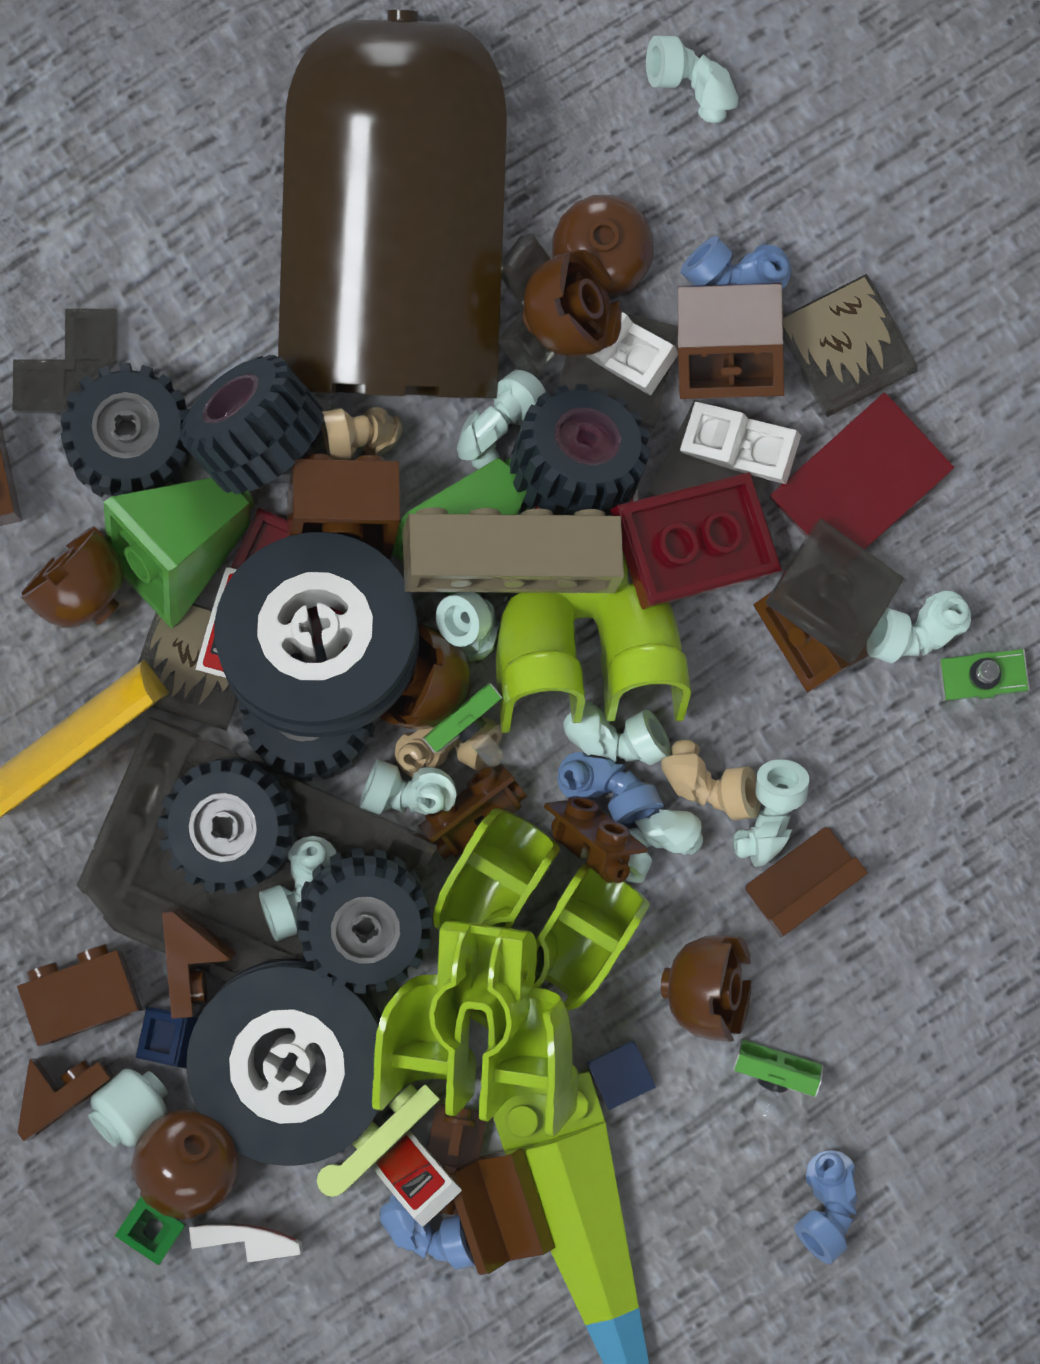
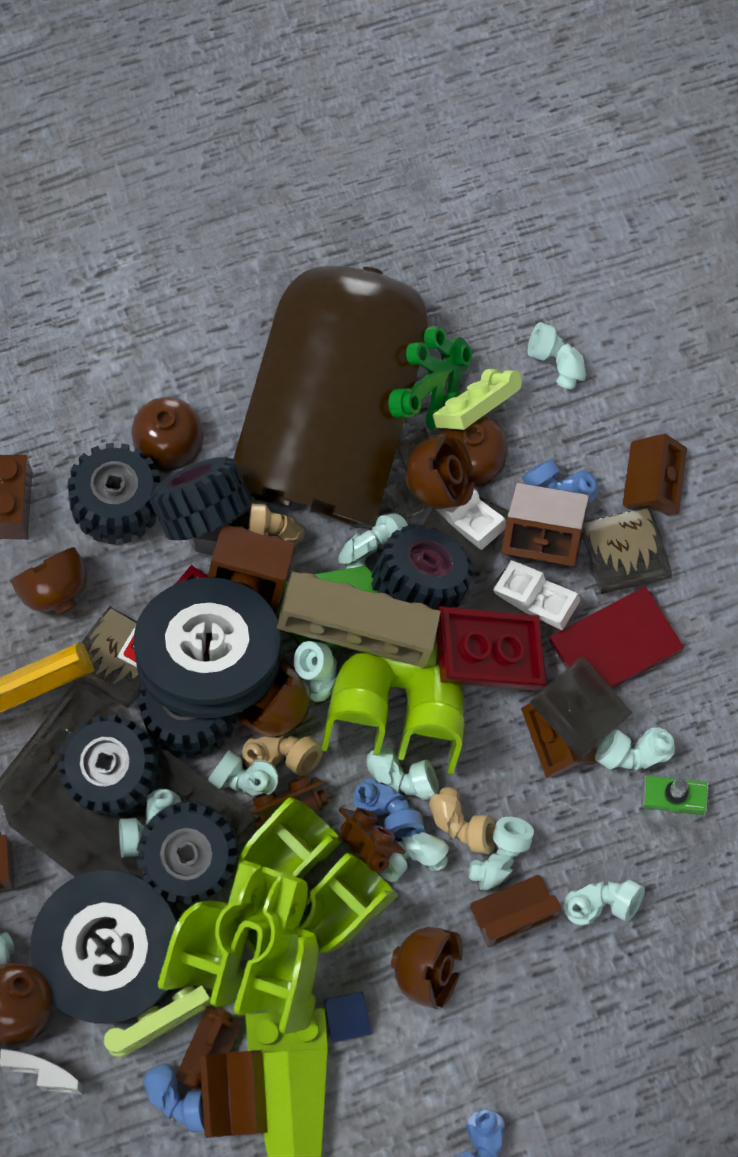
camera: 10 degrees right, 15 degrees down
(89, 345) = (105, 428): clear smoke tile -> none
(165, 1038) = (23, 911): dark blue slope -> none
(174, 323) = (168, 432): none -> reddish brown cylinder
(175, 540) = (128, 568): bright green slope -> none
(185, 945) = (55, 845): reddish brown slope -> none
(416, 1178) = (178, 1054): slope -> none
(467, 722) = (296, 734): bright green piece -> none
(549, 115) = (455, 358): none -> green plant
(597, 176) = (478, 399): none -> yellowish green plate
(776, 1074) = (462, 1043): bright green piece -> none
(864, 223) = (655, 474): none -> reddish brown panel
(897, 853) = (587, 903): none -> light aqua arm

